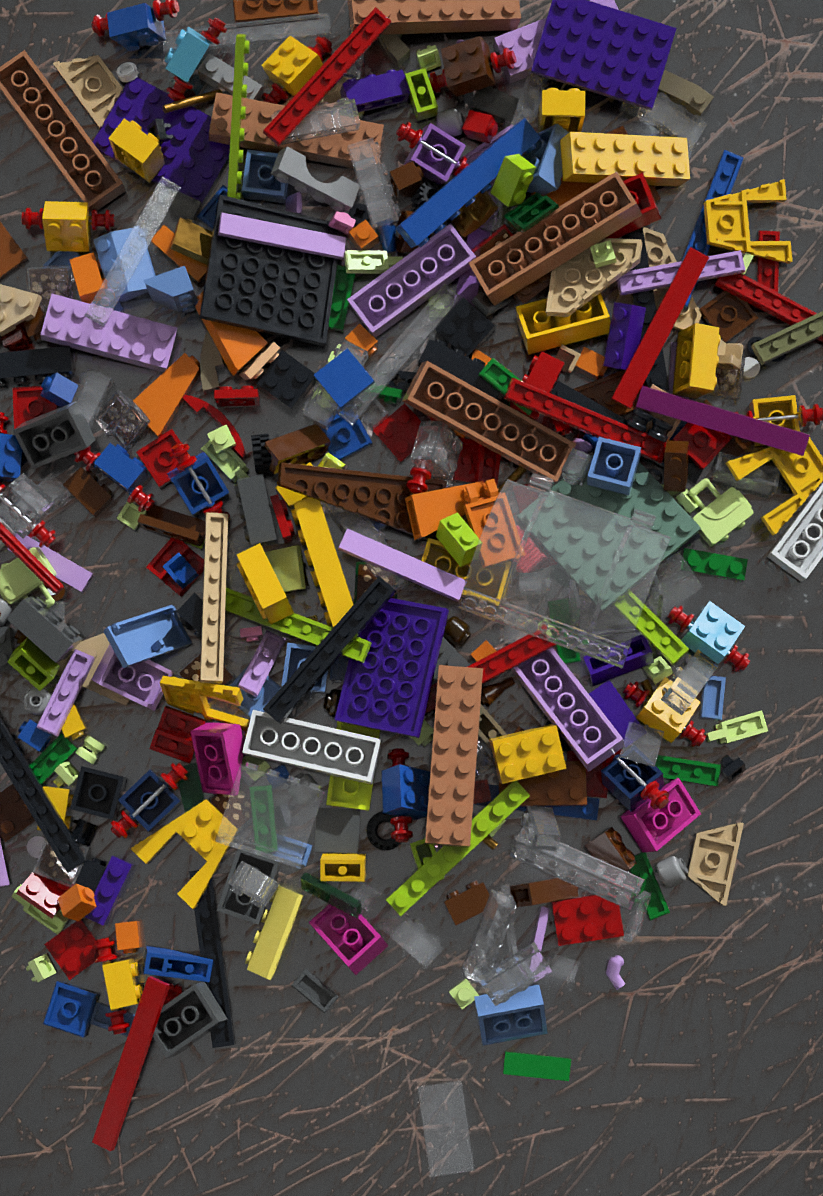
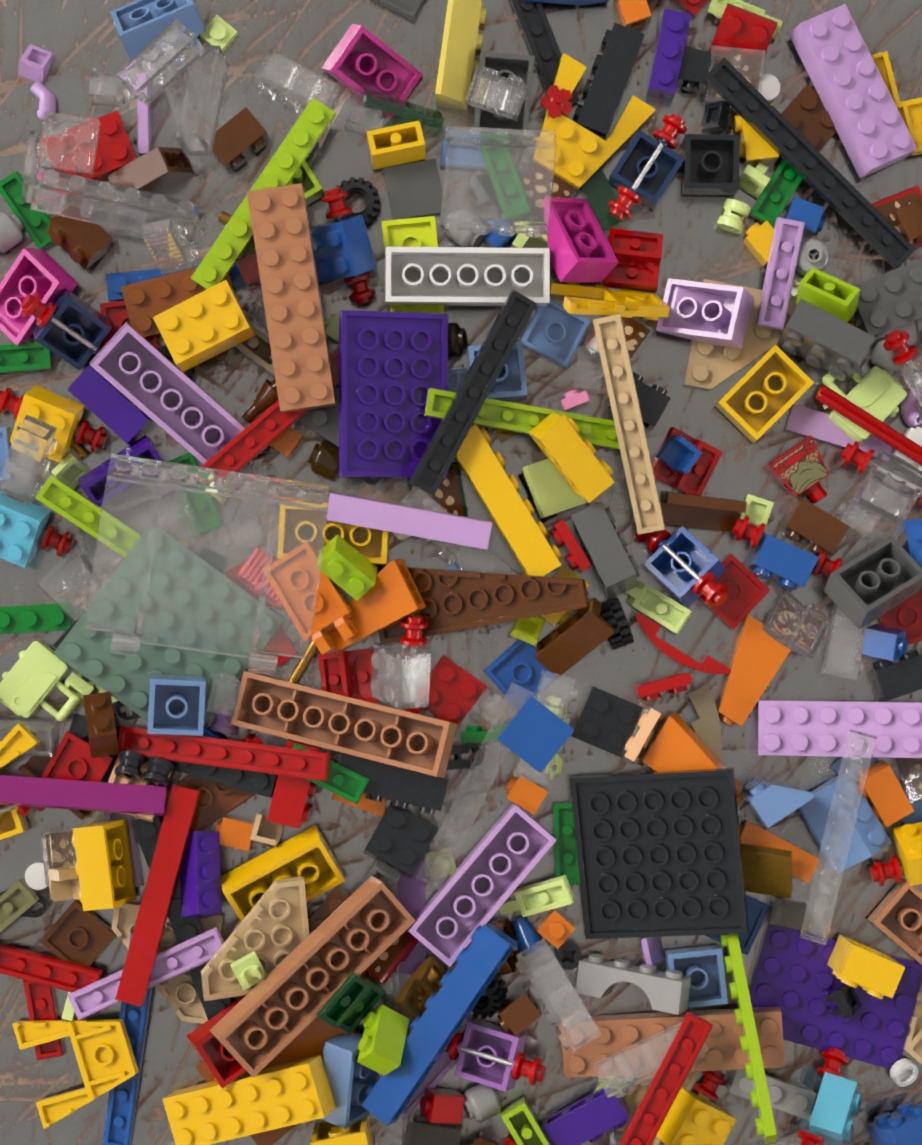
camera: 175 degrees right, 5 degrees up
(77, 902) = (702, 26): orange brick -> none
(88, 539) = (801, 470): none -> torso
(102, 602) = (764, 394): none -> yellow brick
(147, 636) = (699, 360): medium blue container -> none
(161, 880) = (609, 80): none -> black brick
(190, 101) = (812, 1053): pearl gold bar -> none
(207, 870) = (557, 102): none -> red plant
(221, 439) = (669, 627): yellowish green plate -> none
(261, 663) = (553, 367): lavender tile -> none
(281, 236) = (657, 900): lavender tile -> none
(342, 222) = (586, 939): bright pink plate -> none
(602, 924) = (69, 143): none -> clear plate
(616, 1005) = (35, 63): none -> lavender slope
(641, 744) = (69, 372): clear piece -> none

